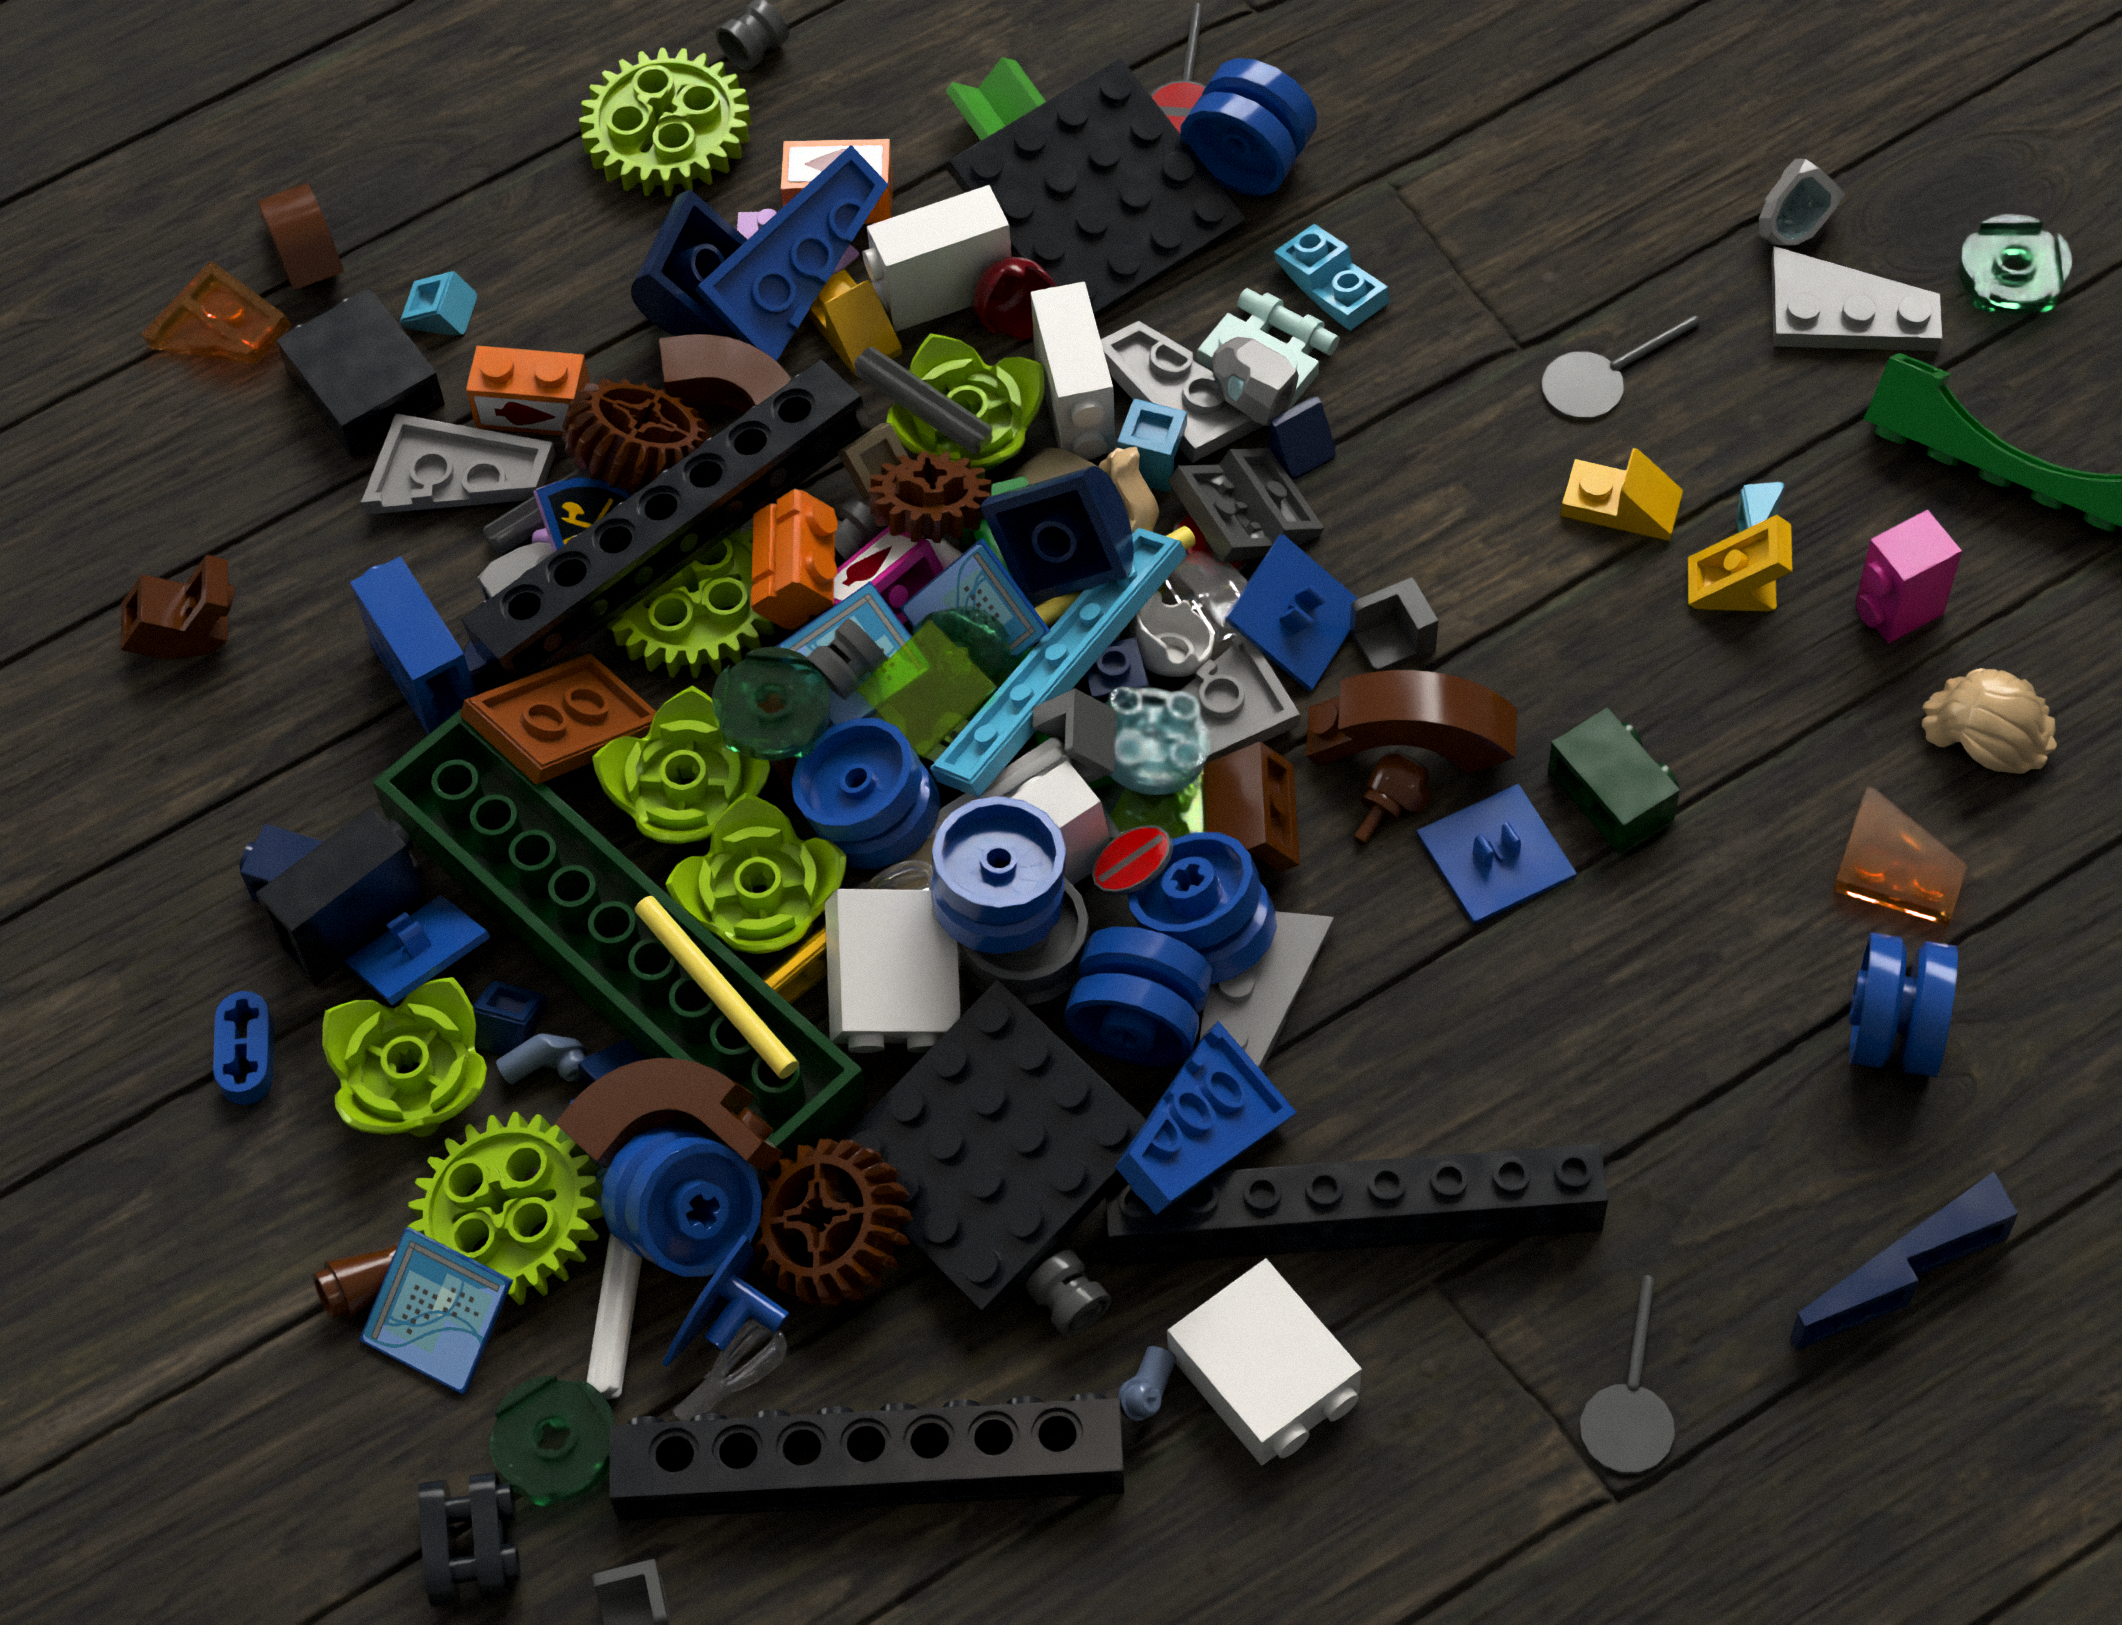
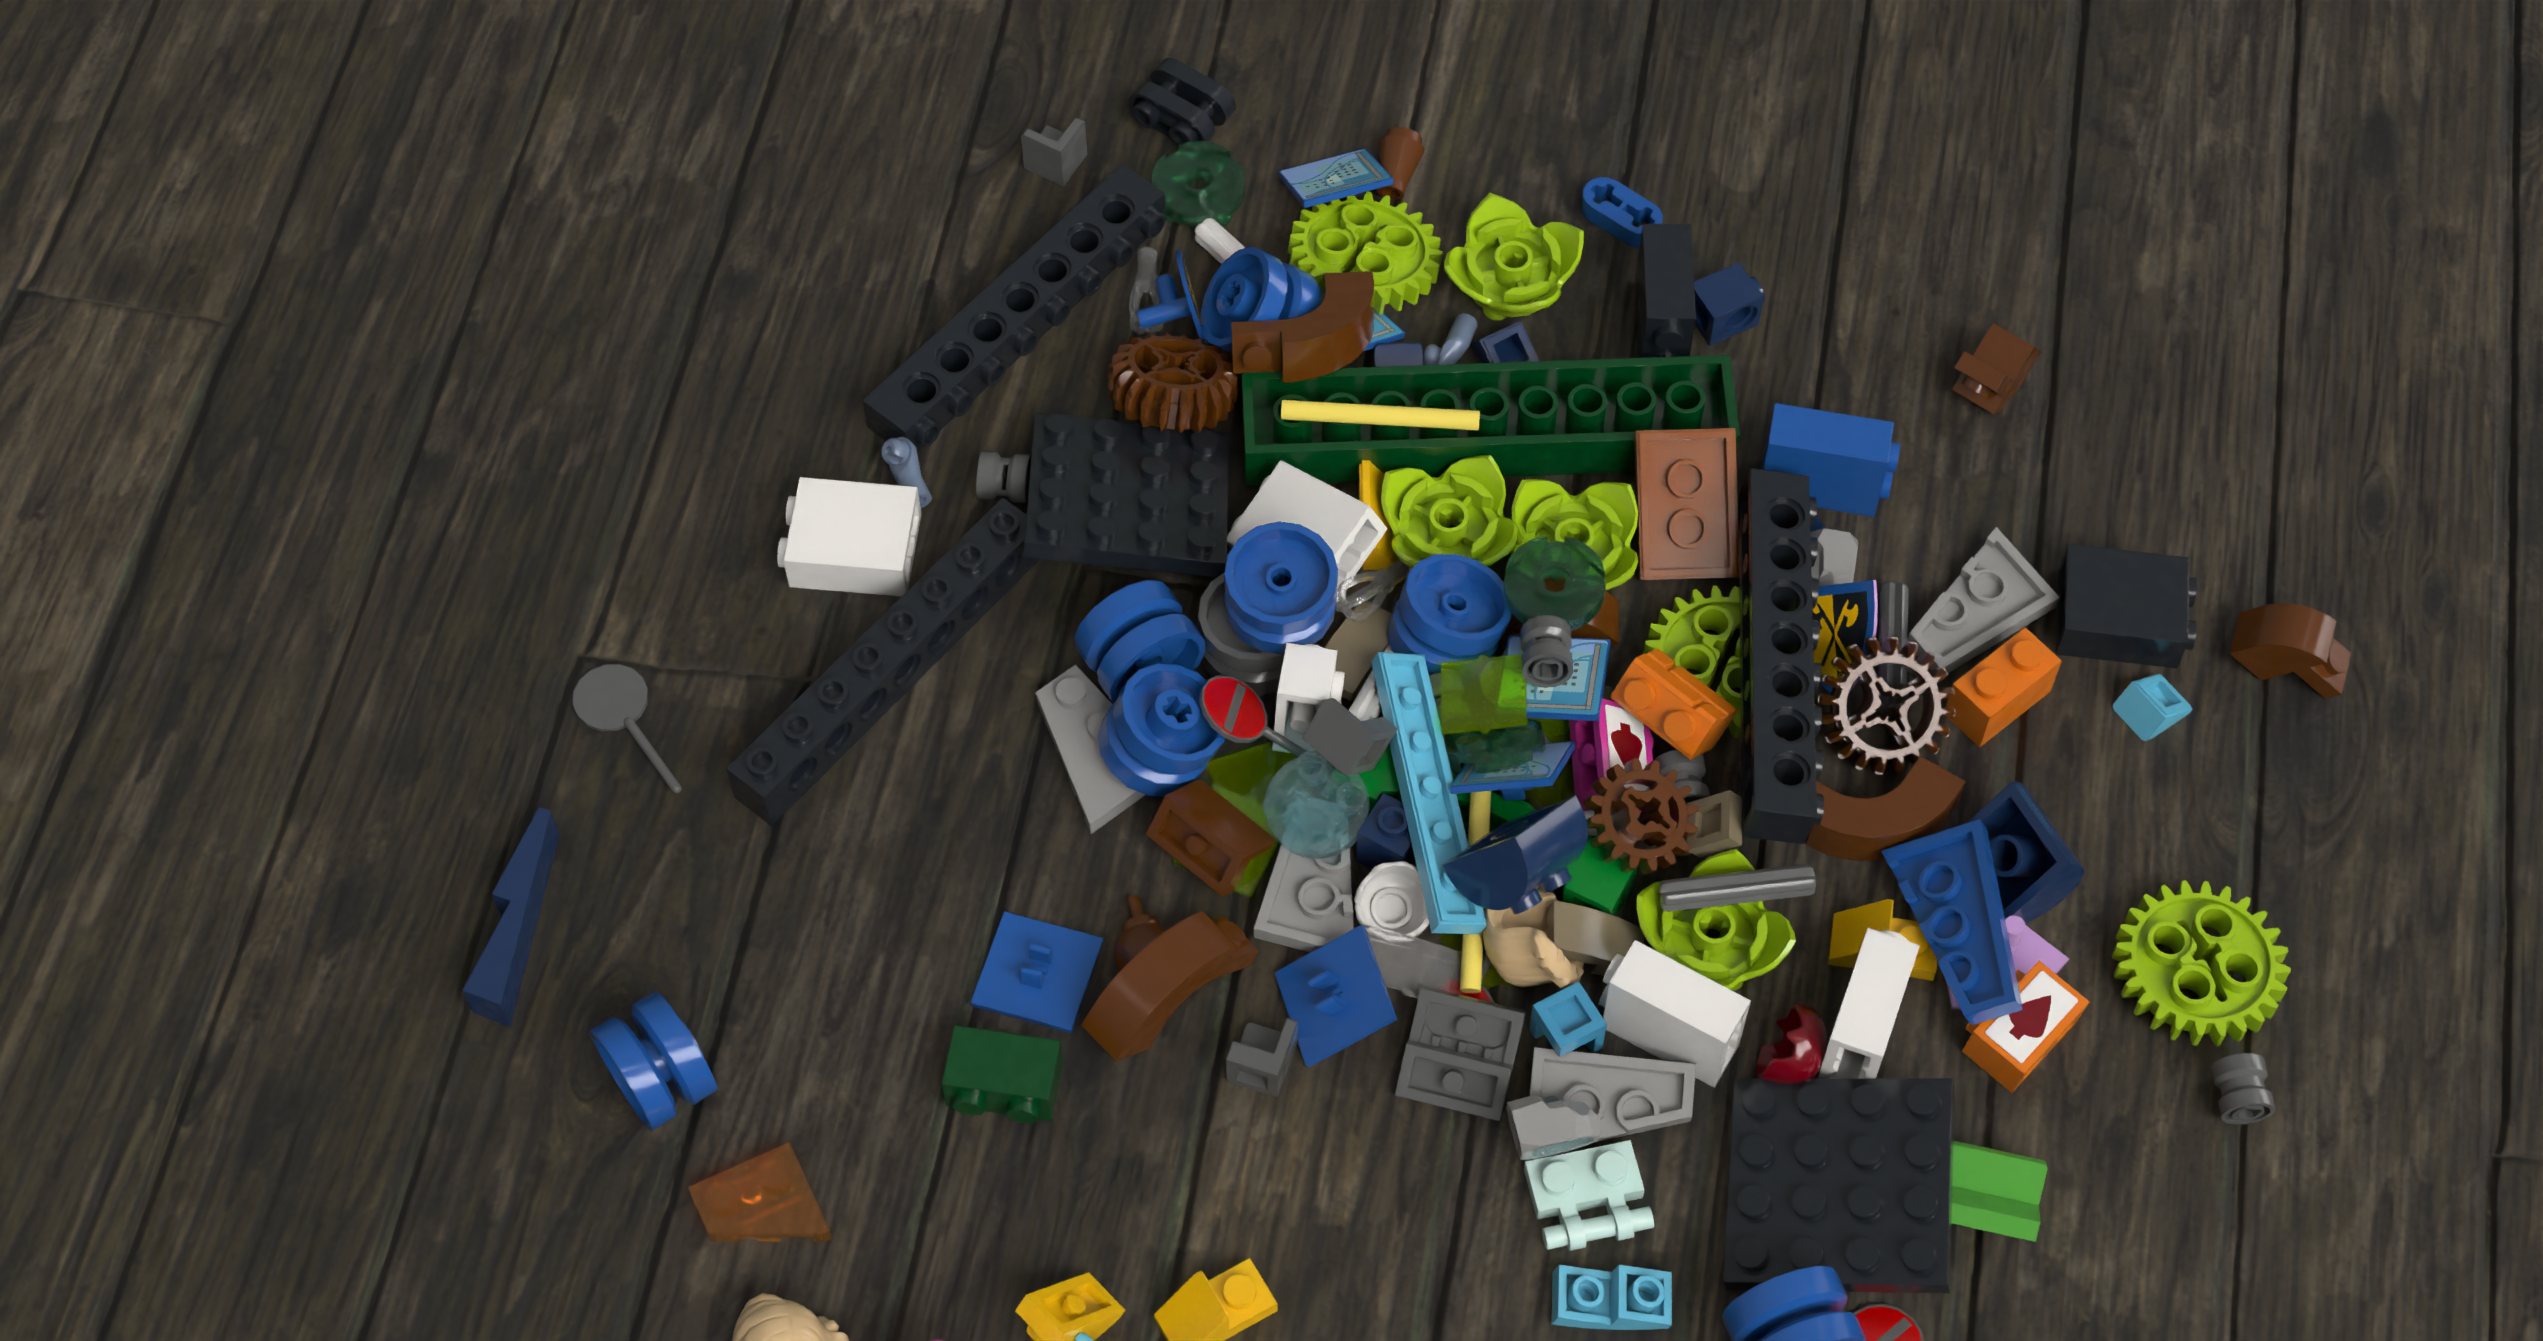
camera: 130 degrees right, 0 degrees up
(217, 320) = (2259, 562): clear orange wing -> none
(416, 948) = (1591, 320): blue piece -> none
(1203, 1121) = (1013, 599): blue wing -> none
(1302, 438) = (1479, 1139): dark blue slope -> none

